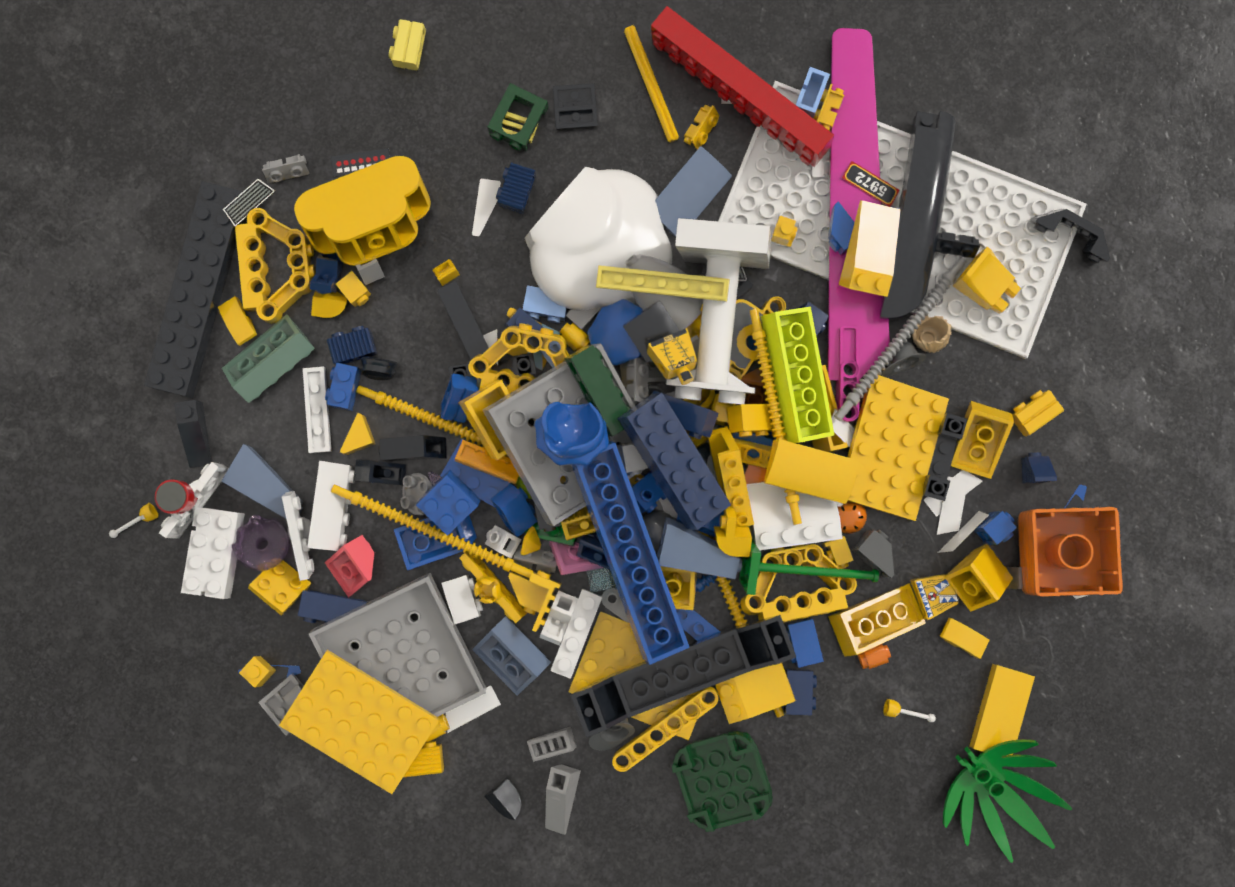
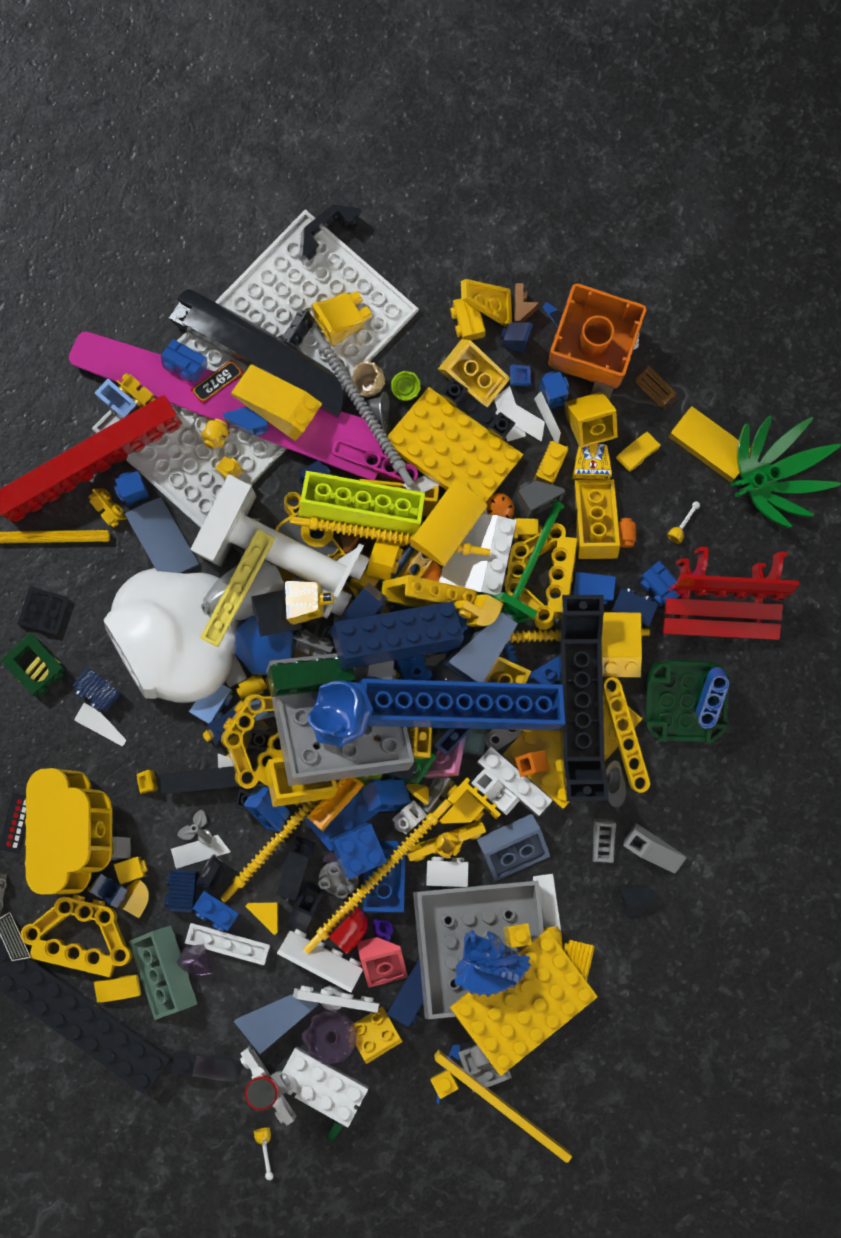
camera: 70 degrees left, 5 degrees down
(173, 580) = (334, 1130): none -> dark green tile
(198, 512) = (283, 1082): none -> light grey plate
(254, 737) = (502, 1106): none -> yellow tile
(289, 384) = (195, 960): none -> clear purple slope
(370, 525) = (350, 931): none -> red brick
(379, 675) = (489, 965): none -> blue piece
(384, 556) = (382, 929): none -> dark purple piece
(397, 348) = (197, 852): none -> white sticker
(411, 331) = (189, 832): none -> light grey plant
(421, 692) = (517, 935): none -> yellow brick
(599, 645) = (532, 763): none -> orange brick
(725, 811) = (710, 689): none -> blue beam
(728, 142) = (131, 488): none -> blue brick
(815, 203) = (215, 434): none -> yellow head
(833, 712) = (658, 581): none -> blue brick
(867, 815) = (721, 586): none -> red piece
(878, 142) = (183, 361): none -> blue brick
(916, 552) = (551, 463): none -> yellow brick
(940, 375) = (405, 385): none -> lime hair
(997, 487) = (520, 375): none -> blue tile
(1033, 627) = (650, 392): none -> clear orange tile
(1065, 426) = (489, 300): none -> yellow wing
(1069, 466) = (522, 308): none -> medium nougat slope

